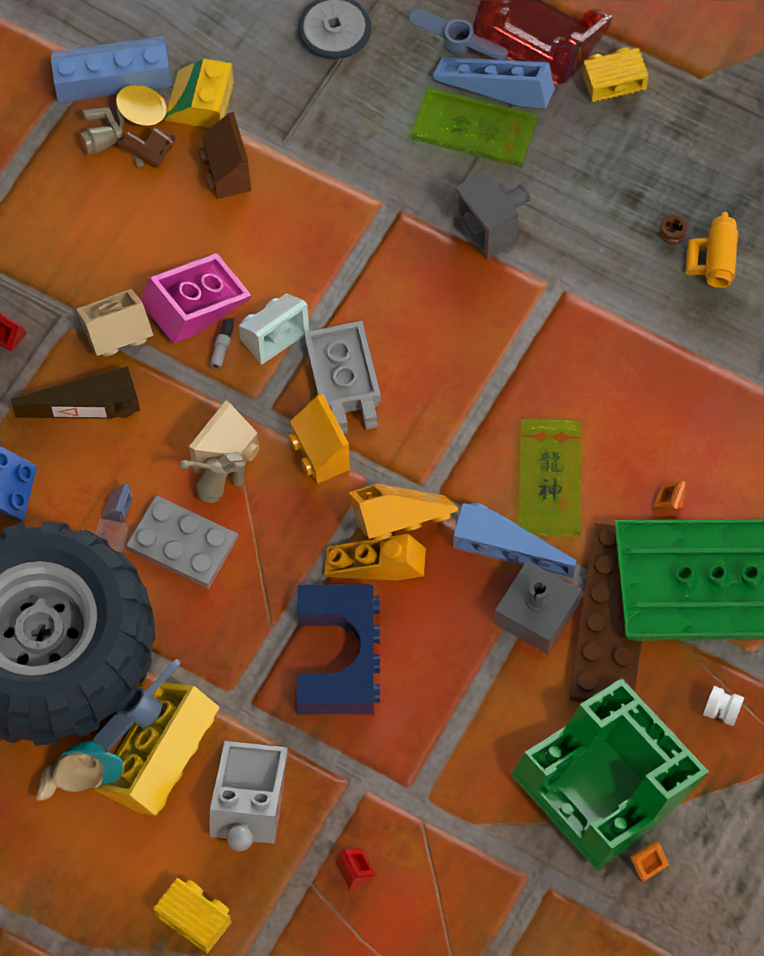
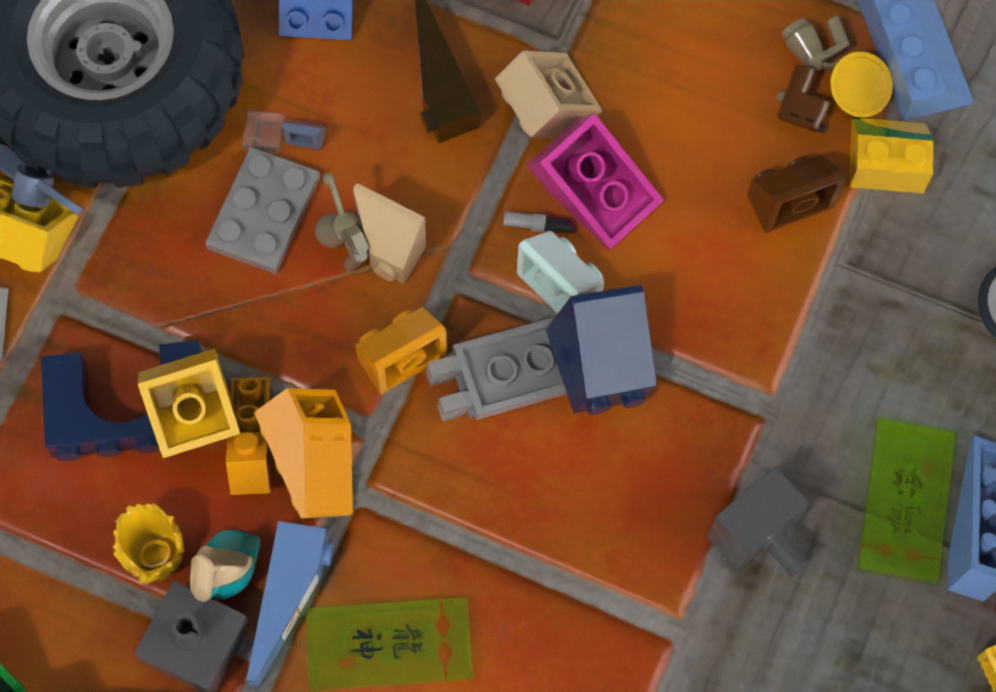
camera: 80 degrees right, 5 degrees up
(344, 299) = (604, 349): none -> slope
(354, 585) = (188, 403): none -> yellow slope
(461, 631) = (148, 543): none -> yellow hair
(481, 578) = (224, 565): none -> hair

